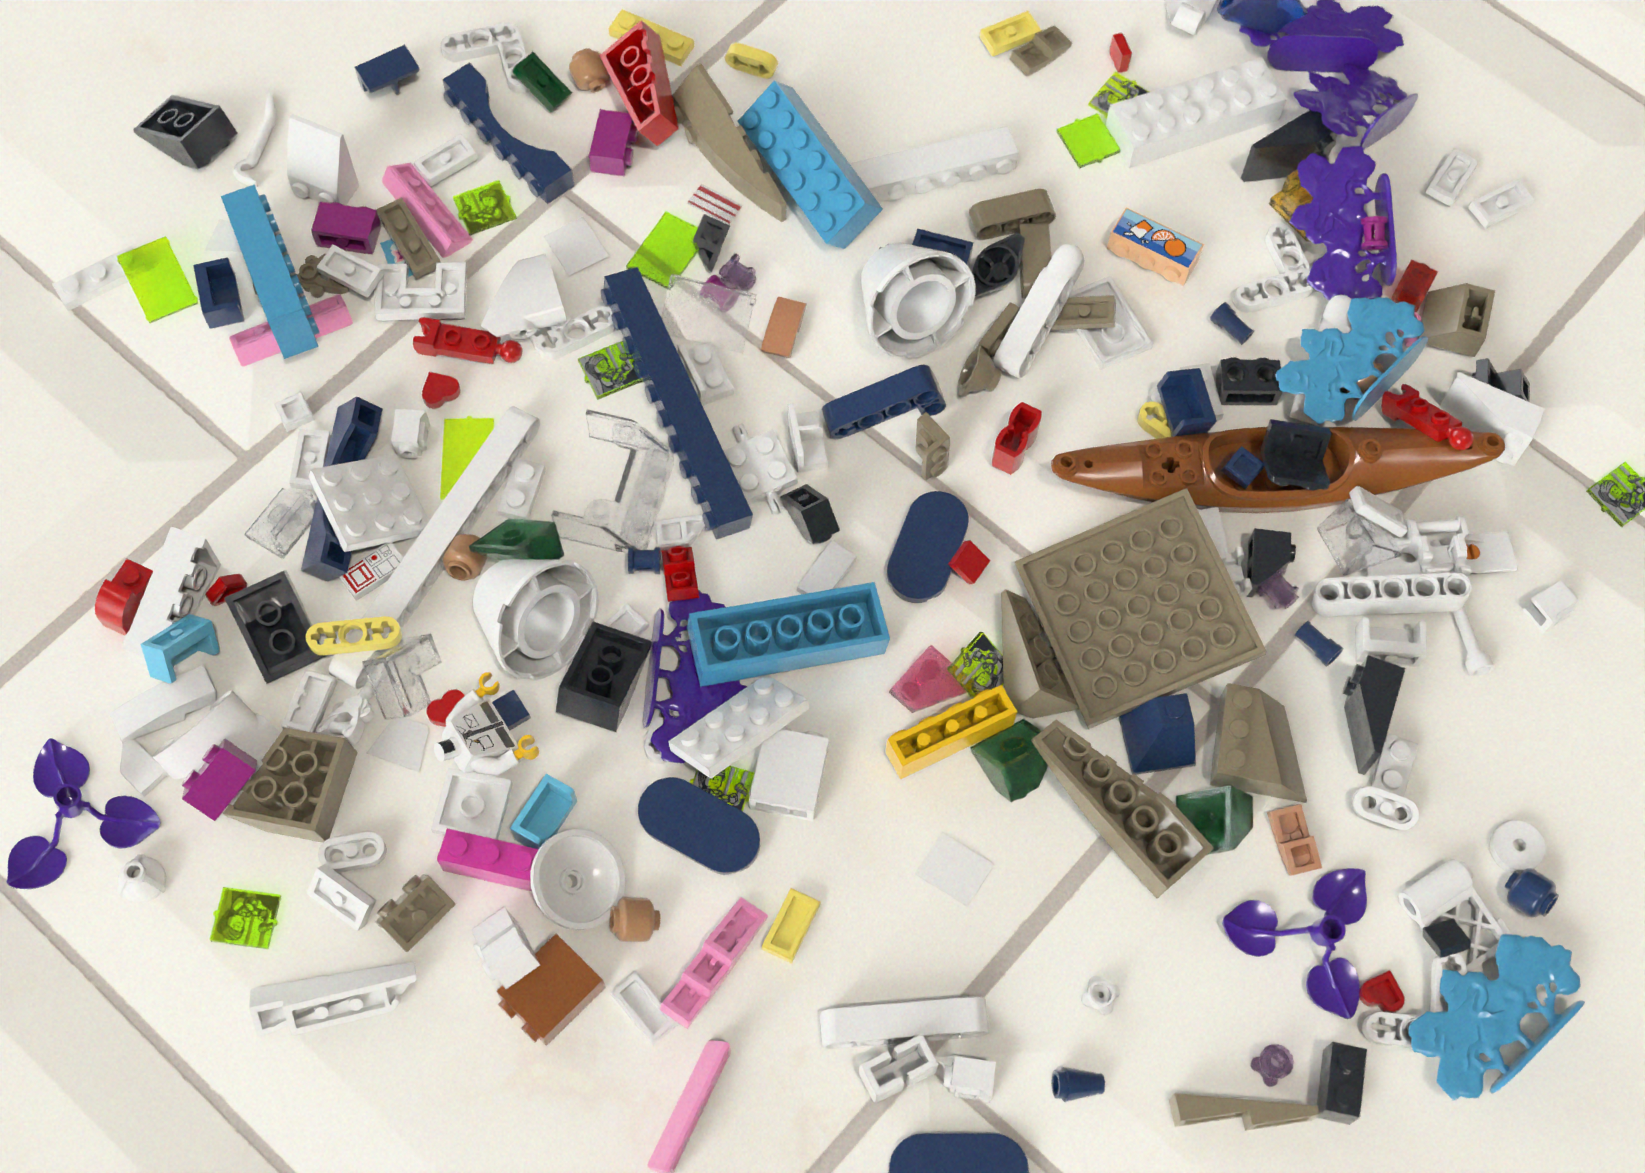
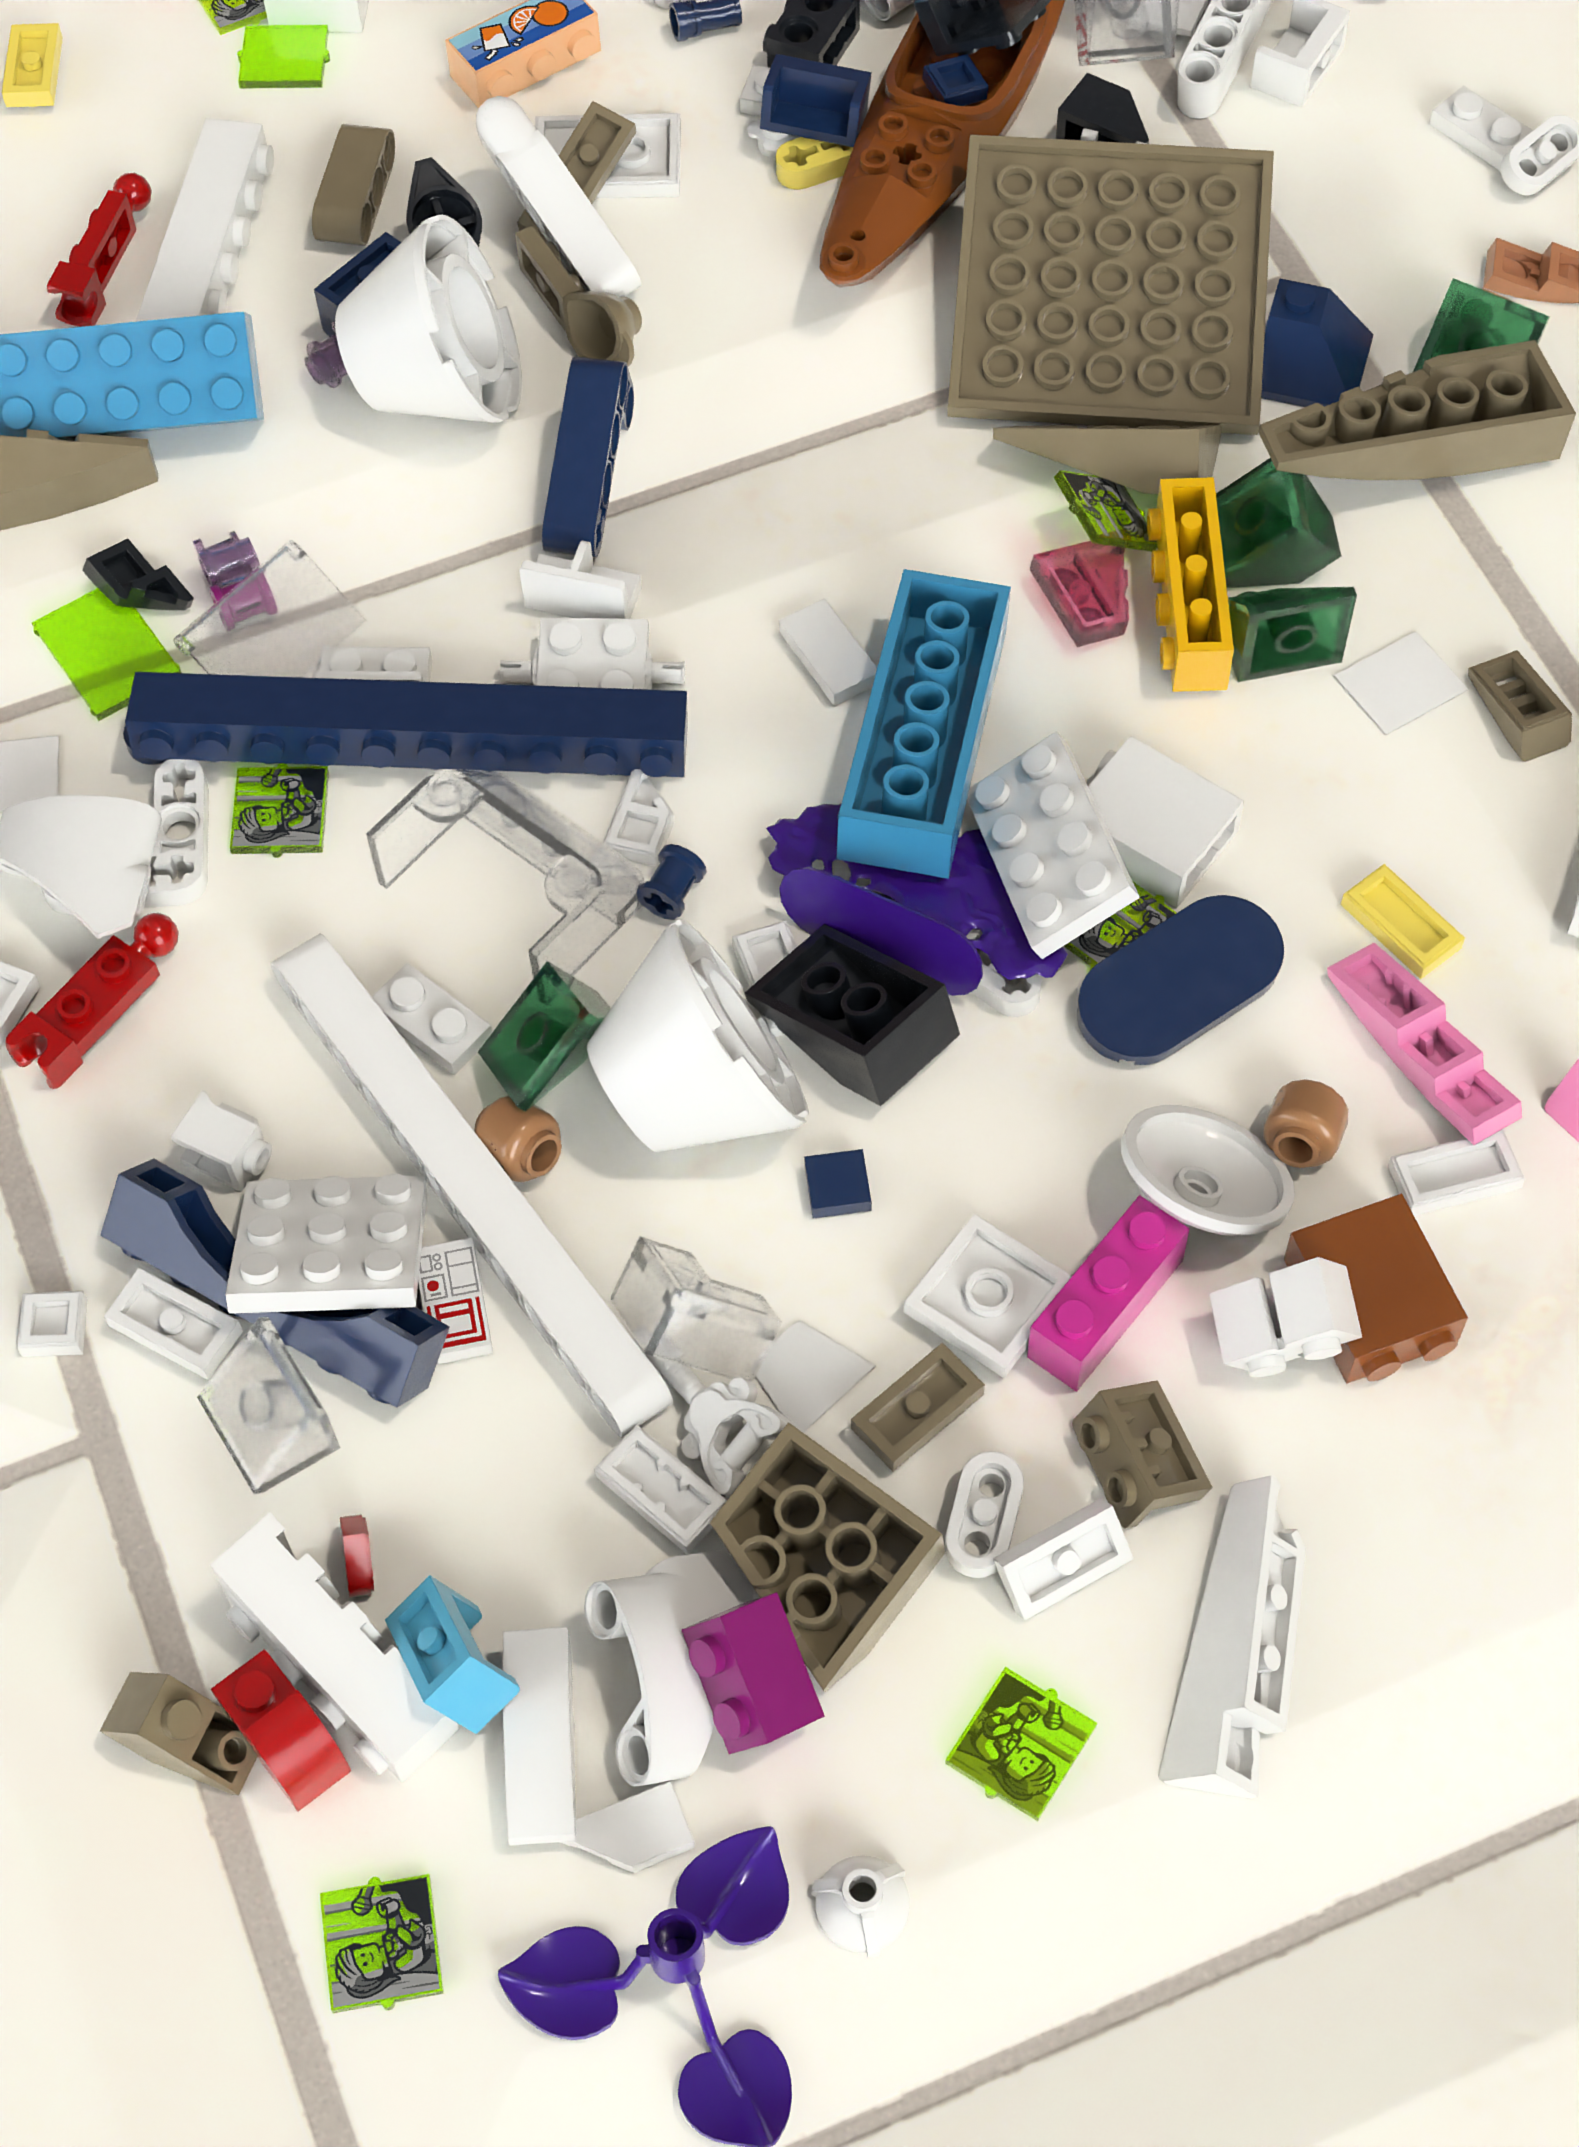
camera: 60 degrees left, 5 degrees down
(53, 687) = (381, 1943): none -> piece
(110, 549) = (180, 1731): none -> dark tan slope
(273, 625) = (476, 1490): black slope -> none
(331, 647) = (583, 1323): light yellow beam -> none
(397, 798) = (917, 1406): none -> dark tan plate
(439, 389) = (157, 1073): red tile -> none
(440, 708) = (788, 1273): red tile -> none
(460, 444) = (300, 1080): clear neon green piece -> none
(479, 737) = (878, 1228): white torso -> none
(544, 812) = (1056, 1189): medium azure panel -> none
(680, 573) = (729, 844): red slope -> none
(714, 204) = (59, 555): clear sticker -> none
(783, 327) = (362, 540): nougat slope -> none
(811, 513) = (719, 624): black slope -> none
(903, 124) = (99, 252): none -> red plate
(926, 546) = (856, 507): dark blue tile -> none
(932, 446) = (703, 418): dark tan bracket -> none
(943, 786) = (1289, 629): none -> clear green slope
(951, 951) = (1529, 734): none -> dark tan slope
(969, 562) = (915, 463): red tile -> none
(1016, 438) = (748, 318): red brick -> none
(1035, 254) = (483, 182): dark tan beam -> none
(1043, 50) = (88, 45): dark tan slope -> none
(1255, 746) = (1378, 260): dark tan wedge -> none
(1279, 590) = (1166, 126): clear purple brick -> none
(1325, 648) = (1271, 124): dark blue pin -> none
(1370, 707) = (1406, 100): black slope -> none

